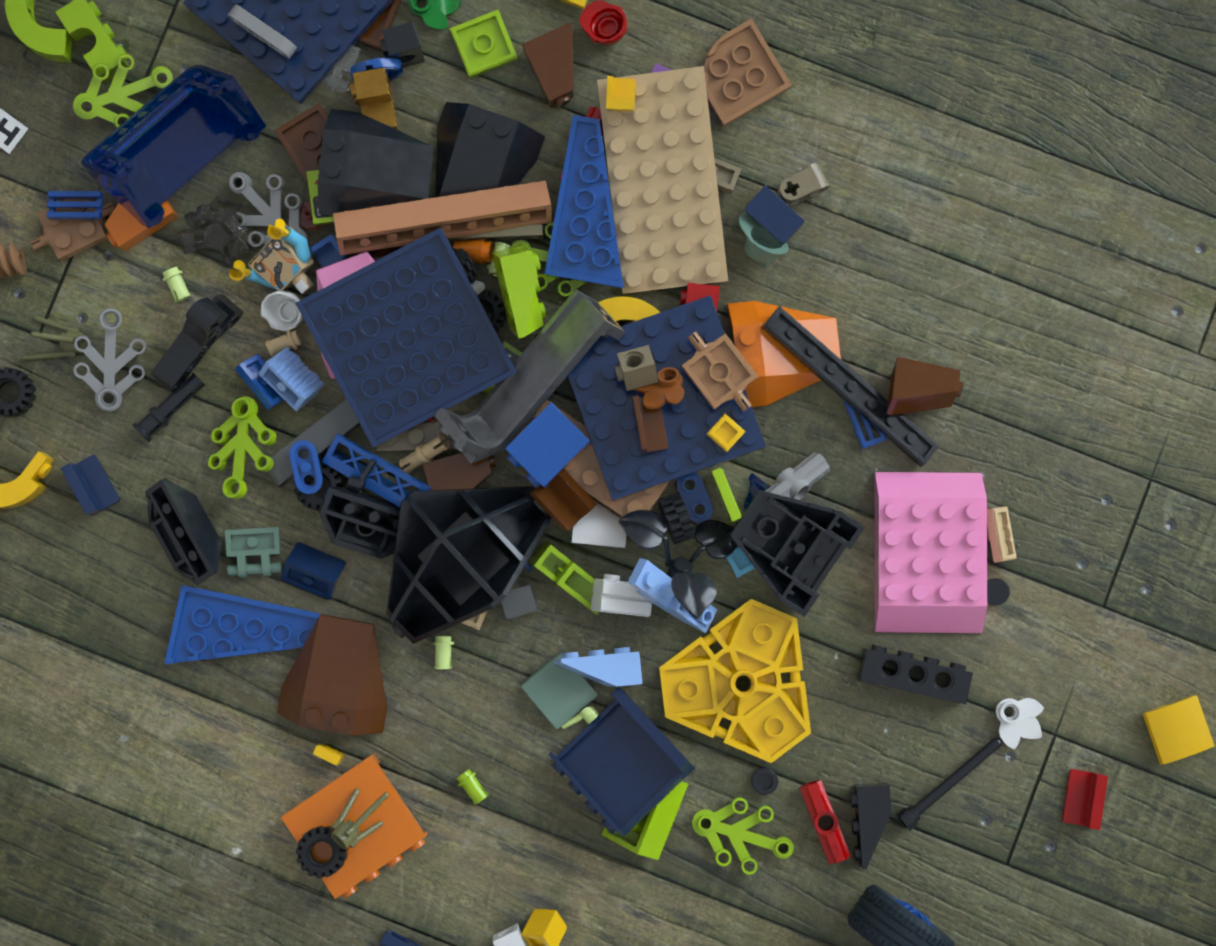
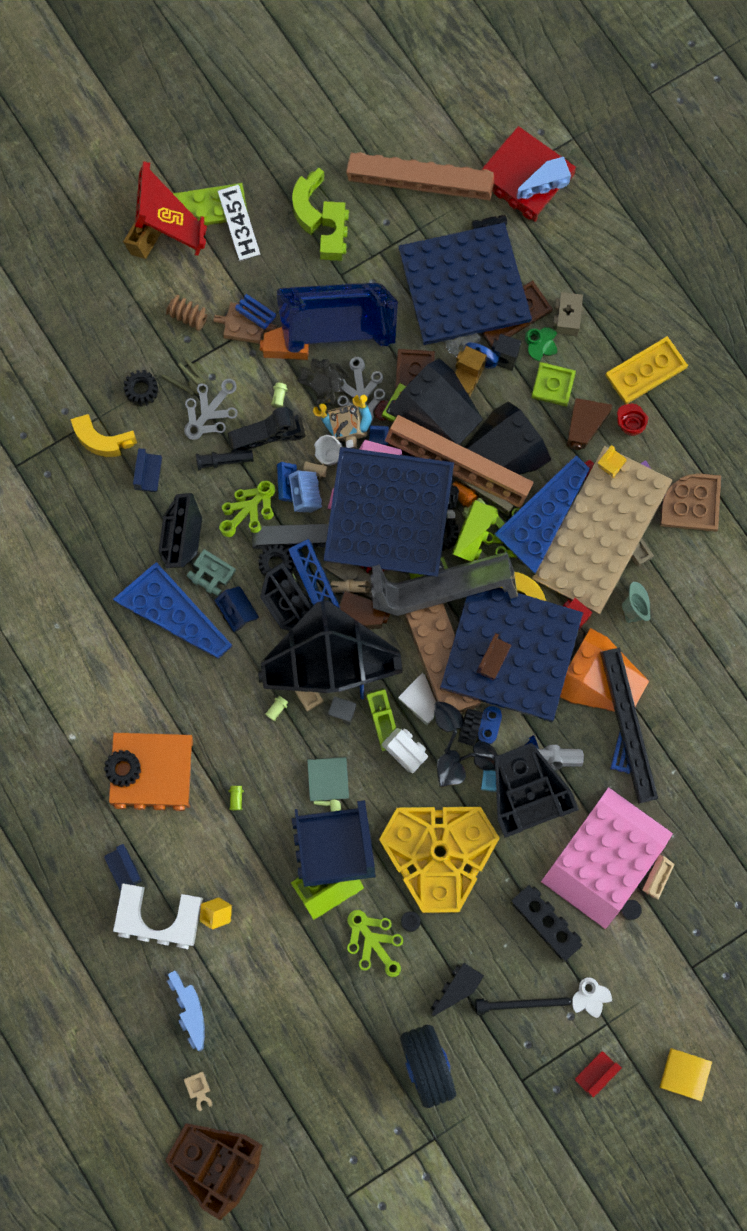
camera: 35 degrees right, 10 degrees down
(117, 93) = (325, 267): lime plant -> none
(262, 31) = (431, 289): light grey beam -> none
(305, 467) = (277, 545): blue plate -> none
(328, 754) = (167, 718): yellow tile -> none
(337, 680) = (204, 678): reddish brown wedge -> none
(346, 833) = (145, 765): olive plant -> none
(358, 483) = (299, 575): black hand -> none
(546, 446) = (424, 628): blue panel -> none
(564, 500) = (412, 667): reddish brown panel -> none
(611, 670) = (365, 785): light blue slope -> none
(636, 368) = (509, 620): dark tan brick -> none
(656, 588) = (428, 755): light blue slope -> none
(667, 389) = (515, 641): dark orange plate -> none
(719, 371) = (556, 657): medium nougat plate -> none
(725, 433) = (535, 695): yellow tile -> none
(725, 495) = (509, 732): lime tile -> none
(774, 215) = (654, 595): dark blue panel -> none
(805, 183) = (685, 591): dark tan piece -> none
(831, 837) = (432, 958): red piece -> none
(921, 387) = (672, 755): reddish brown slope -> none

